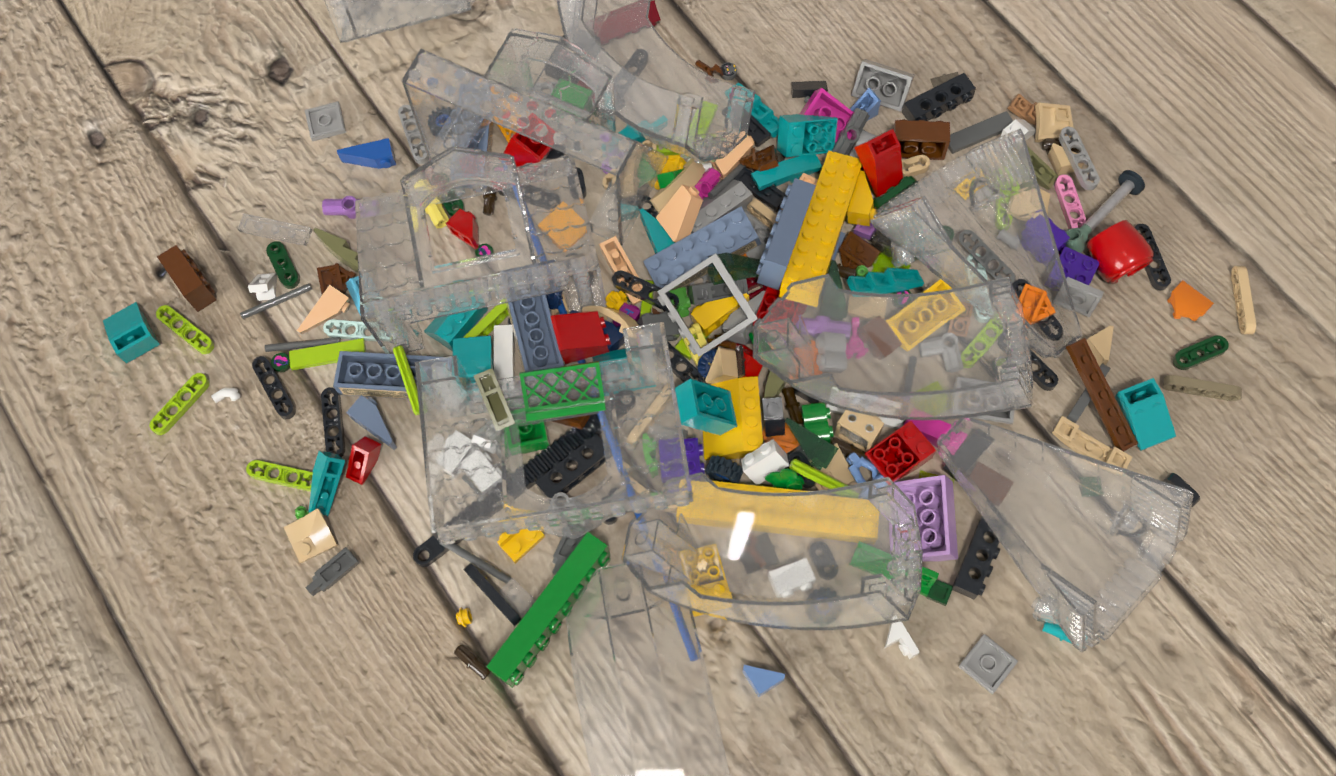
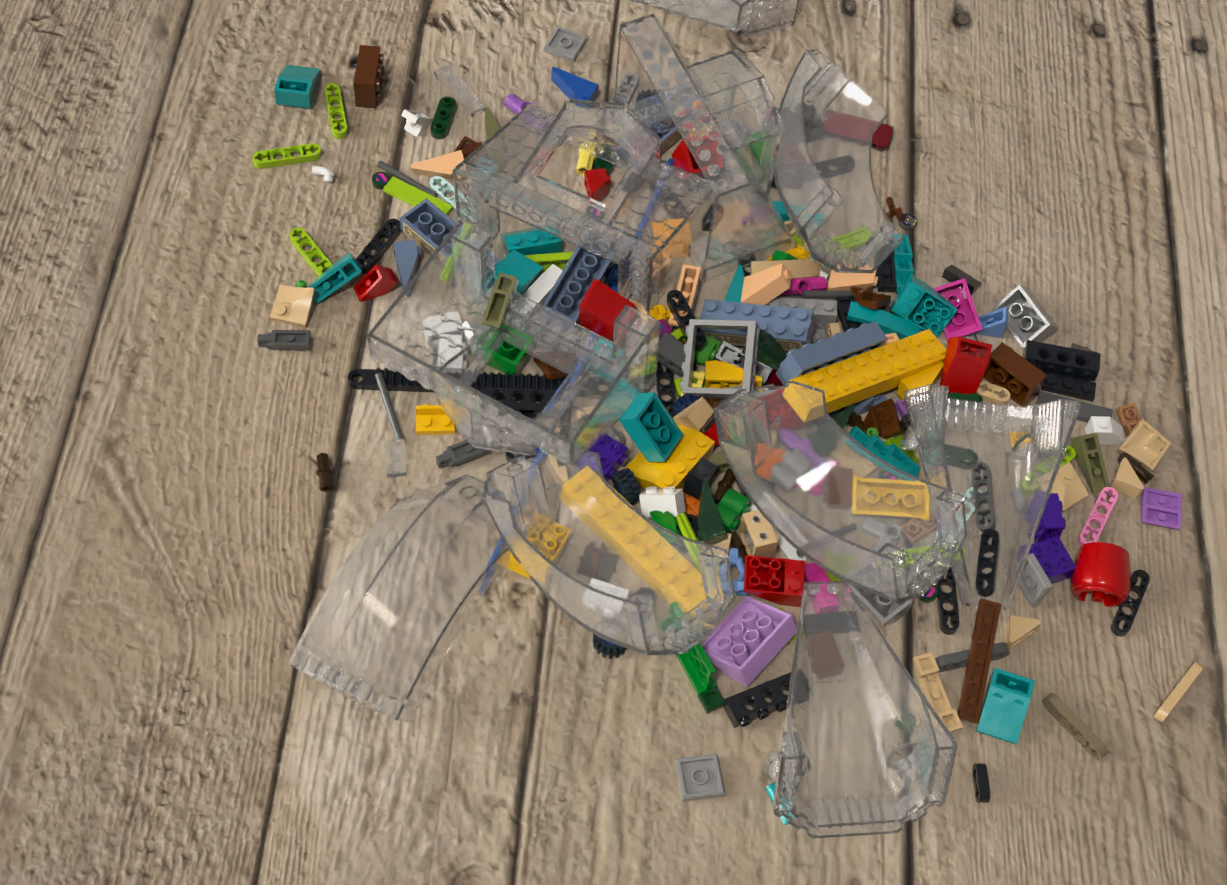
camera: 30 degrees right, 10 degrees down
(275, 301) = (417, 138): dark grey bar -> none
(276, 386) = (359, 192): black beam -> none
(464, 616) = (346, 439): yellow plate -> none
(492, 594) = (380, 437): black beam -> none
(548, 611) = (398, 478): green brick -> none
(568, 407) = (547, 348): green fence -> none
(762, 679) = (517, 648): medium blue slope -> none
(855, 126) = (969, 327): dark grey piece -> none
(898, 632) = (647, 700): white slope -> none
(962, 115) = (1069, 386): none -> black plate
(1035, 304) = (984, 554): orange slope -> none
(1082, 157) = (1138, 483): light grey beam -> none
(1108, 163) = (1161, 508): none -> medium lavender slope
(1130, 183) = (1074, 537): piece -> none
(1188, 302) = (1129, 658): orange slope -> none
(1204, 347) = (1109, 700): dark green plate -> none

